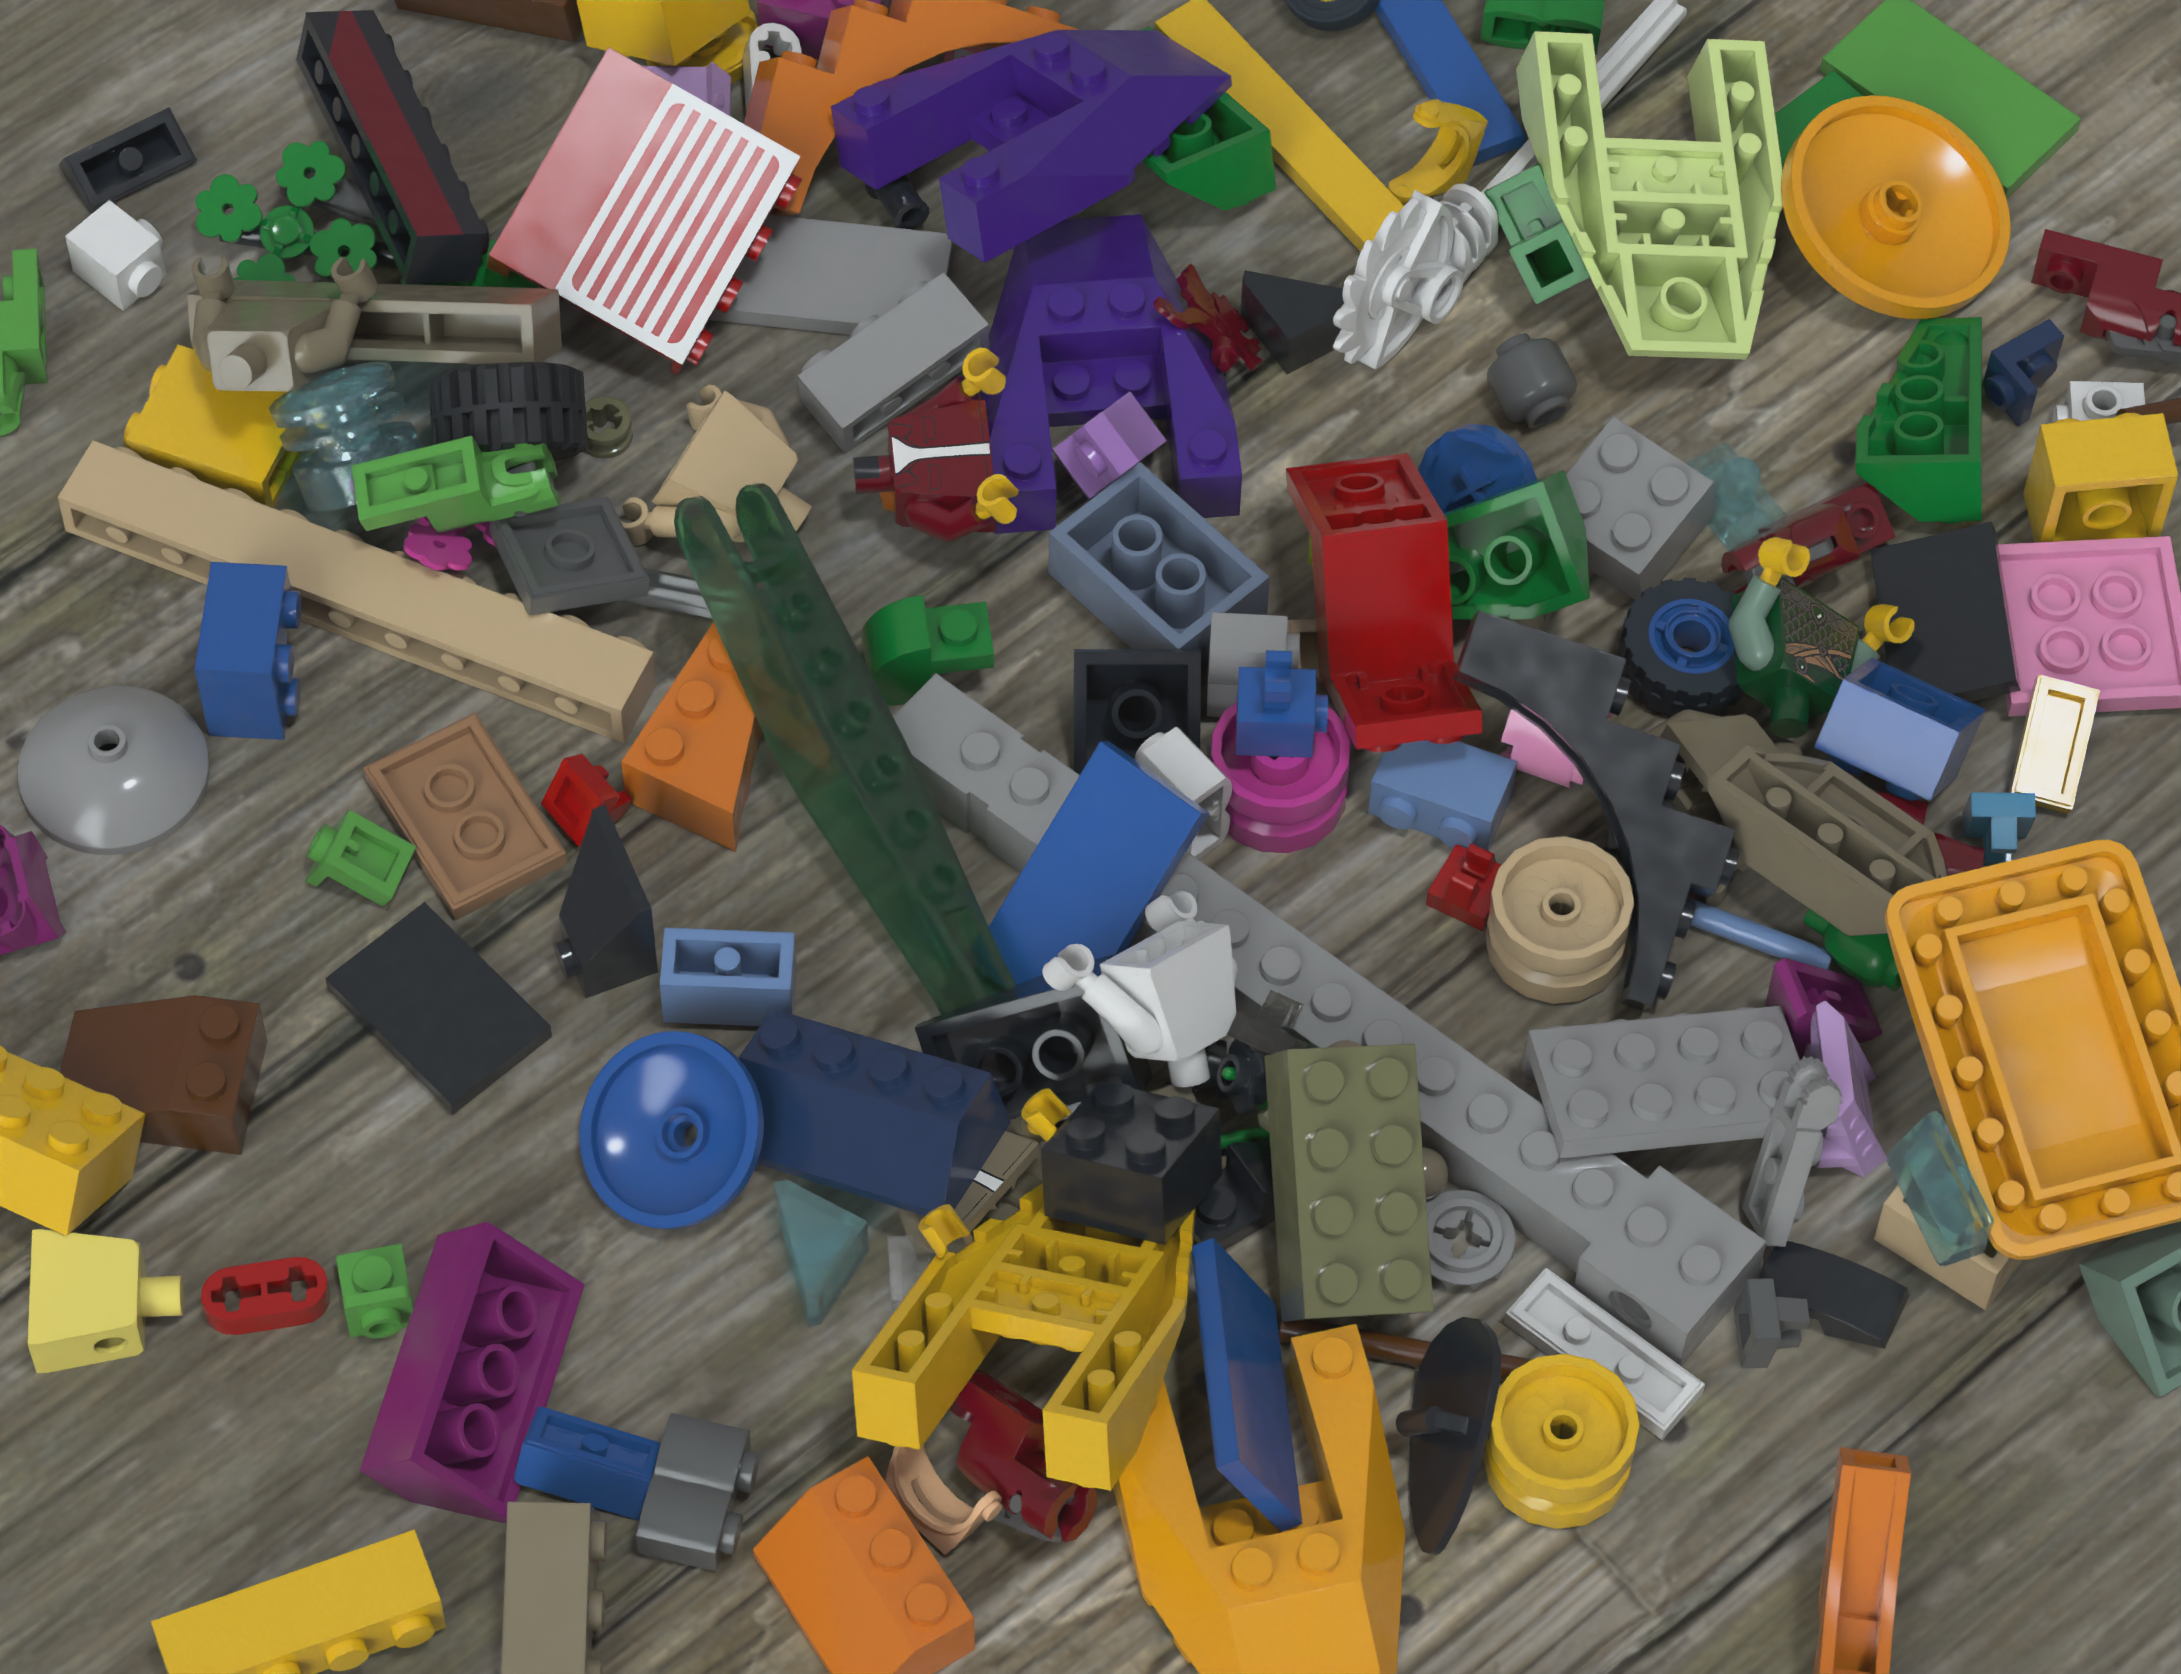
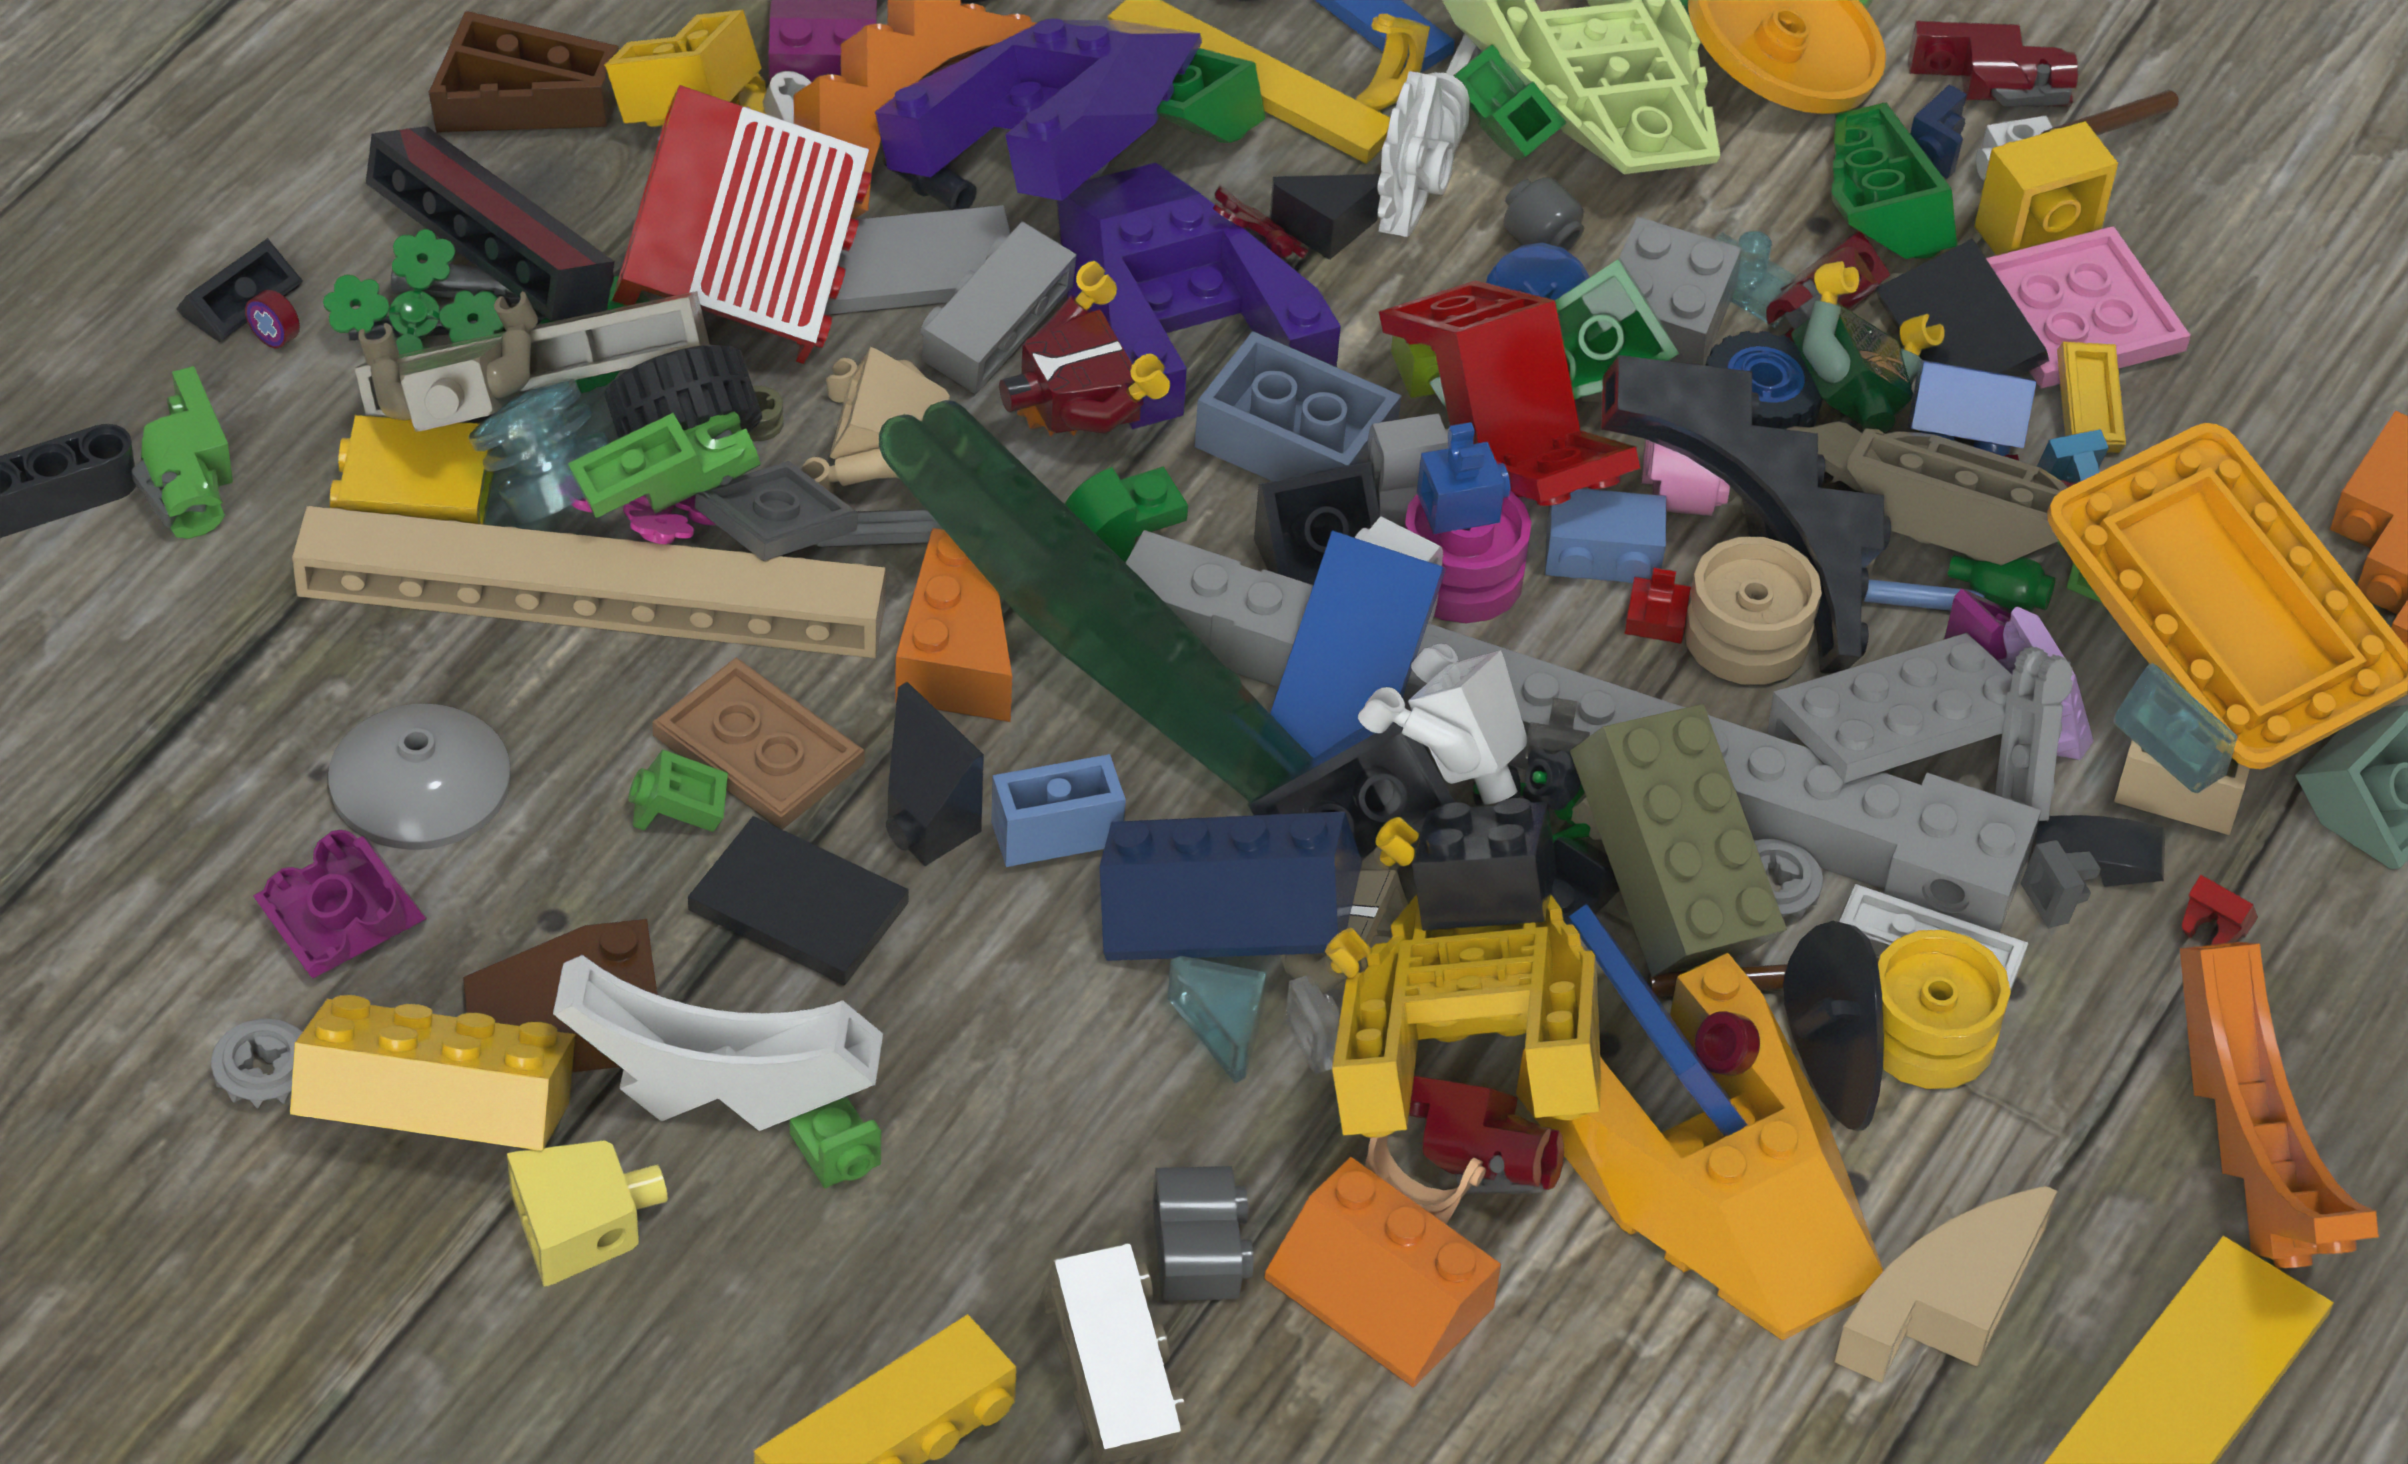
camera: 20 degrees left, 10 degrees down
(117, 255) = (264, 364): white brick -> none
(144, 200) = (272, 318): none -> tile
(244, 651) = (522, 642): blue brick -> none
(251, 1171) = (690, 1054): none -> white arch
(265, 1295) = (736, 1168): red beam -> none
(472, 1373) = (956, 1185): magenta slope -> none
(577, 791) = (862, 703): red tile -> none
(587, 1462) = (1077, 1227): blue slope -> none
(639, 1122) = (1031, 917): blue dish -> none
(1109, 445) = (1215, 330): medium lavender brick -> none
(1309, 1430) = (1727, 1043): none -> dark red tile
(1940, 1407) = (2211, 901): none -> red tile

